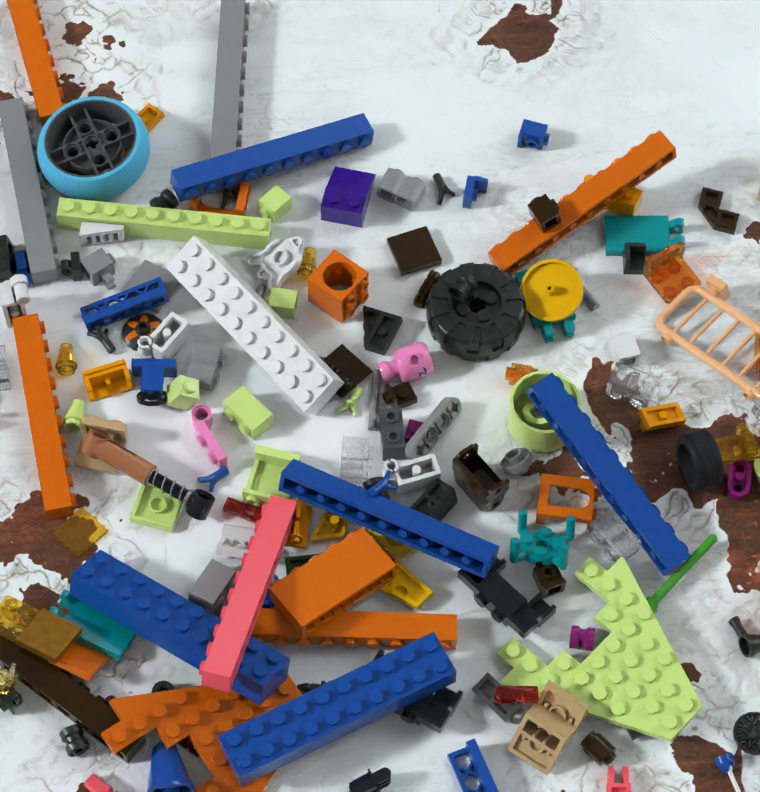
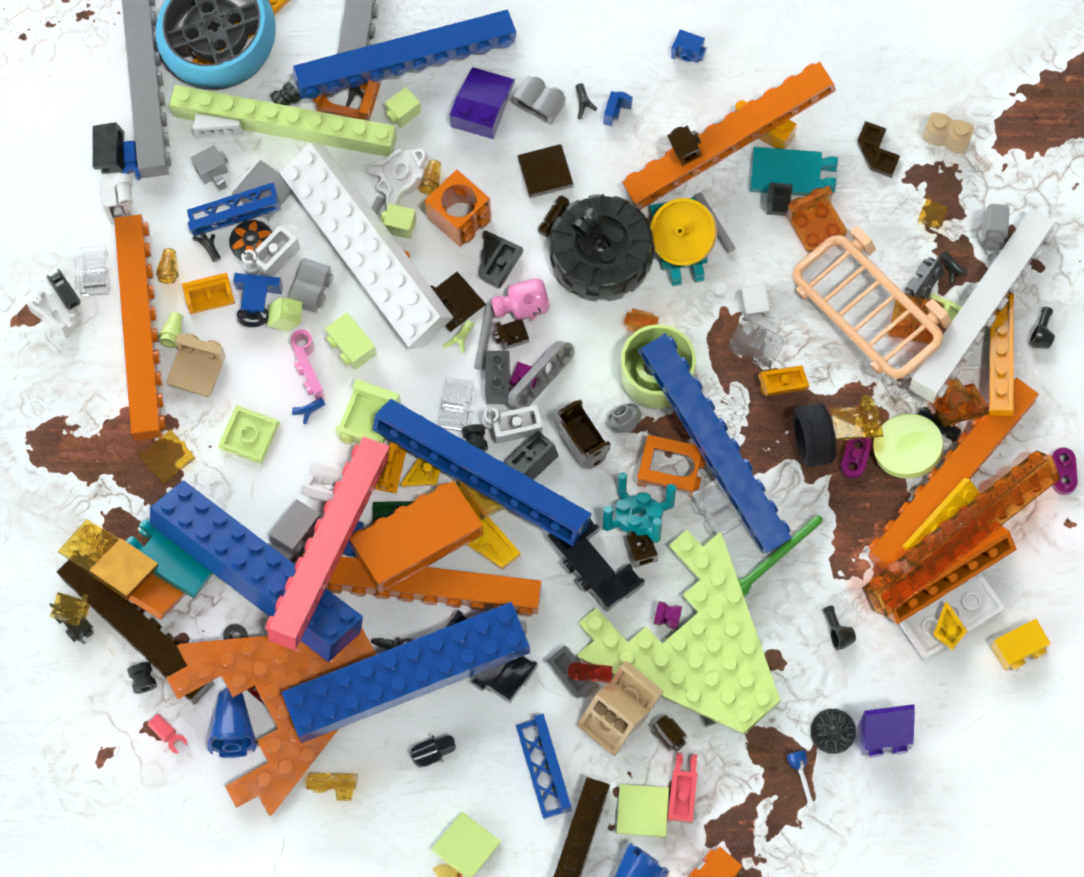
camera: 10 degrees right, 10 degrees up
(72, 266) = (183, 162): pearl dark grey tile -> none
(100, 446) = (194, 368): piece -> none
(241, 509) = (334, 446): clear red bar -> none
(382, 485) = (479, 436): blue bar -> none

